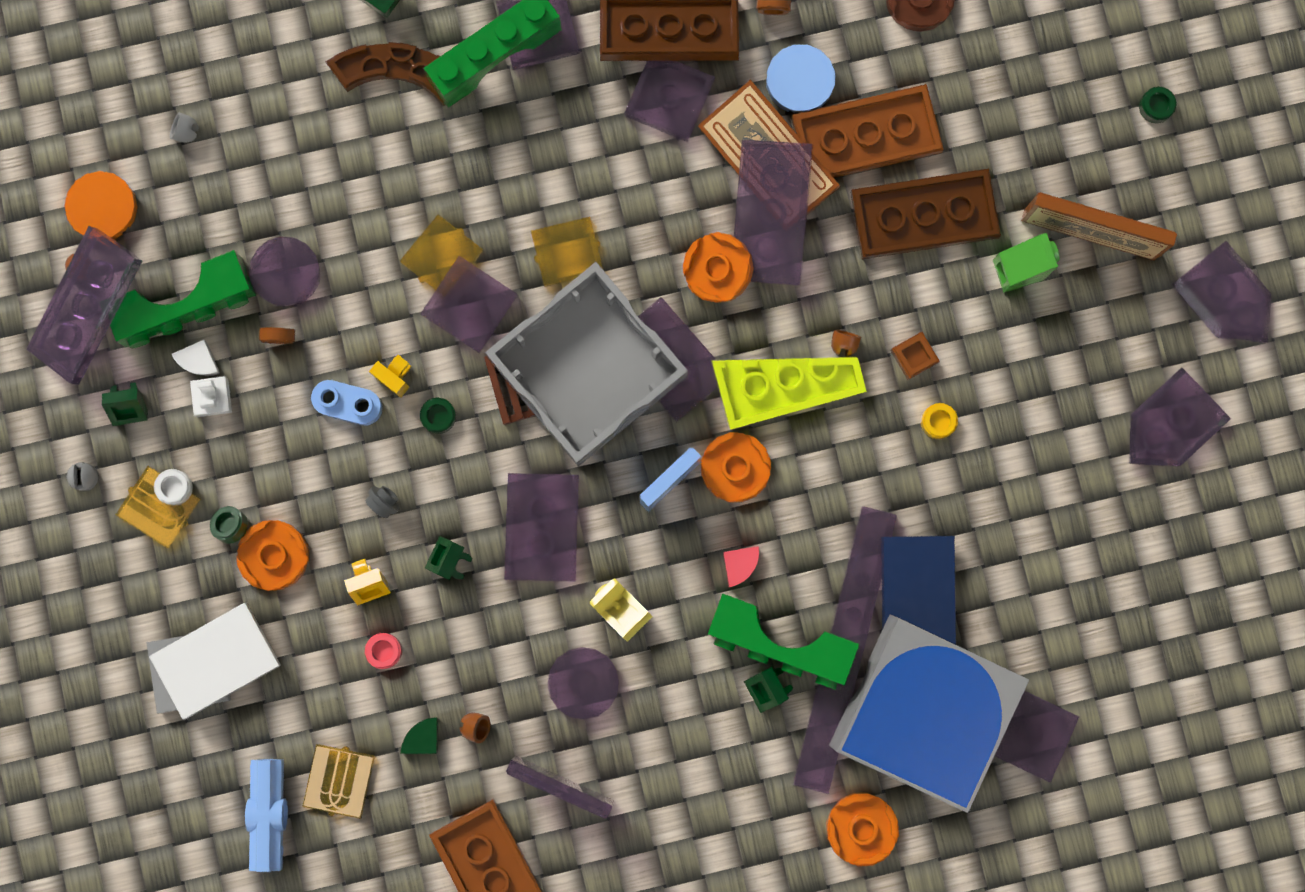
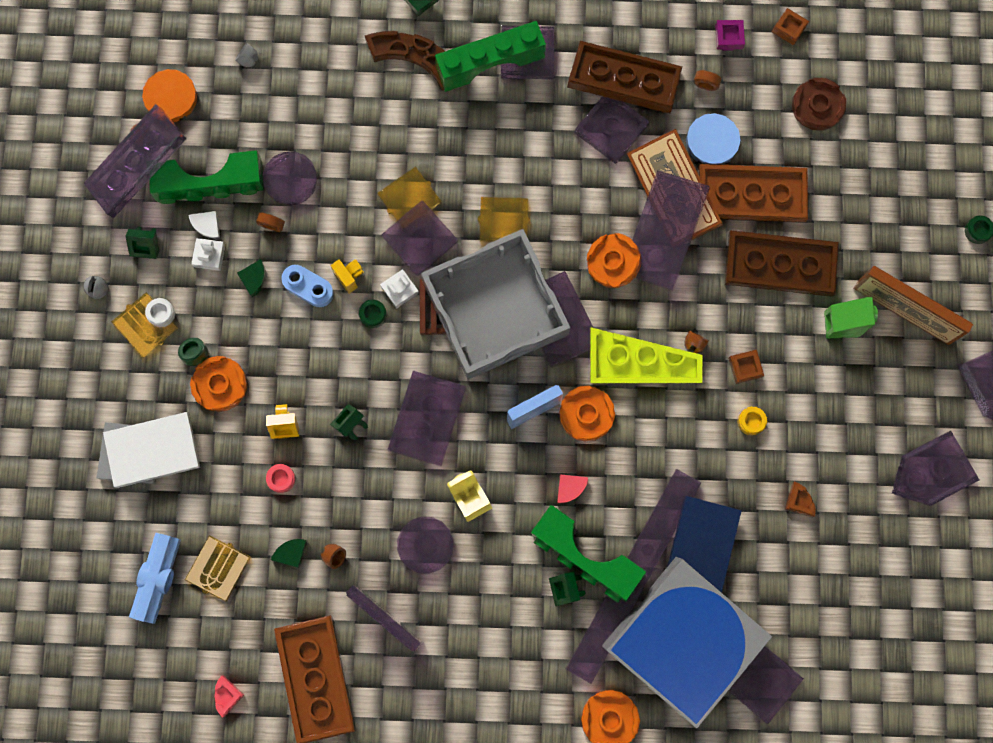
camera: 15 degrees right, 5 degrees down
(276, 410) = (253, 277): none -> dark green tile
(382, 501) = (312, 365): dark grey plate -> none
(462, 375) = (399, 288): none -> white tile
(1022, 503) = (800, 501): none -> dark orange tile

